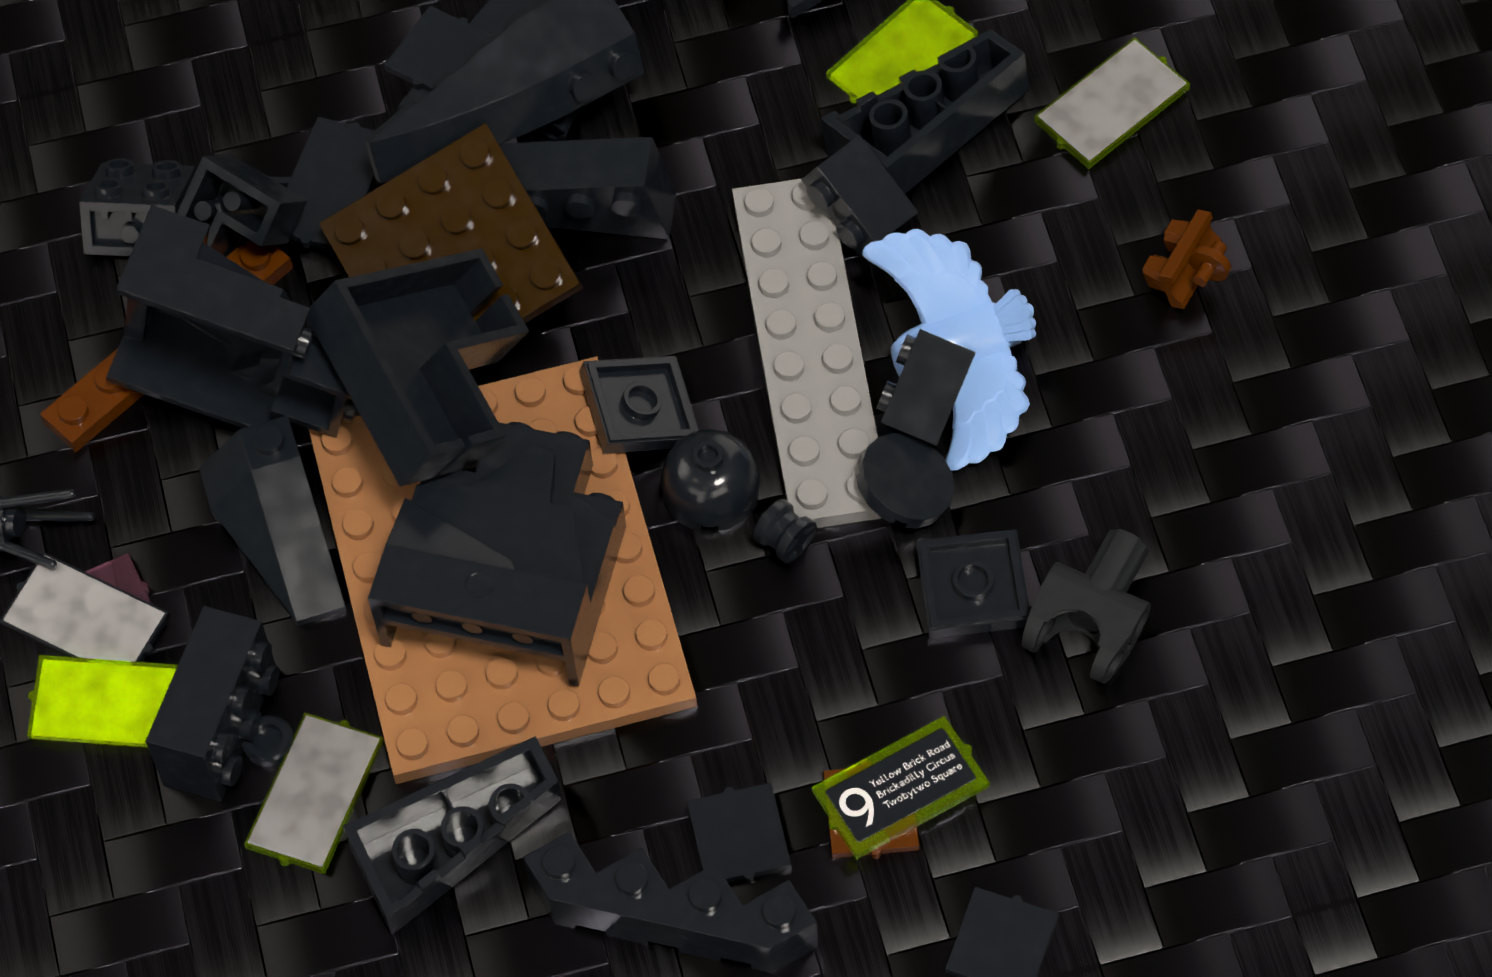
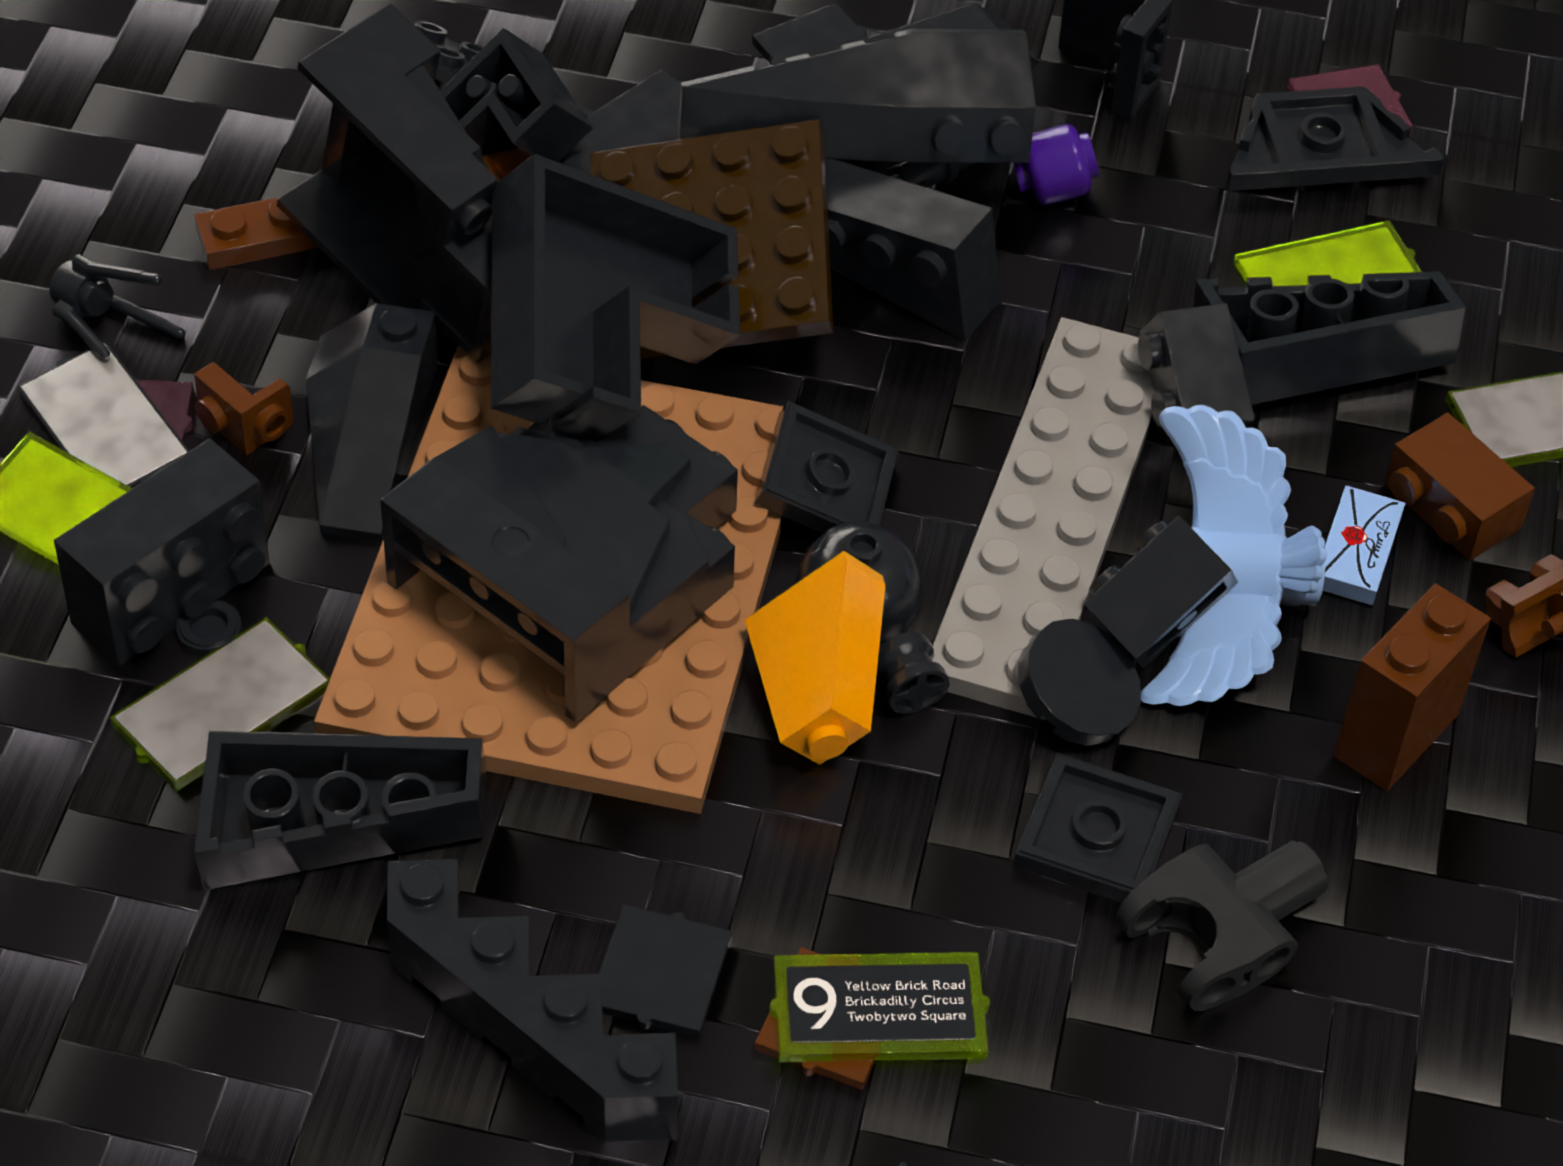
camera: 20 degrees right, 10 degrees down
(183, 565) = (237, 414): none -> reddish brown bracket
(664, 58) = (1058, 166): none -> dark purple head
(722, 553) = (821, 656): none -> light orange slope
(1036, 270) = (1360, 544): none -> light blue tile
(1082, 194) = (1458, 486): none -> reddish brown brick
(1135, 377) = (1411, 686): none -> reddish brown brick

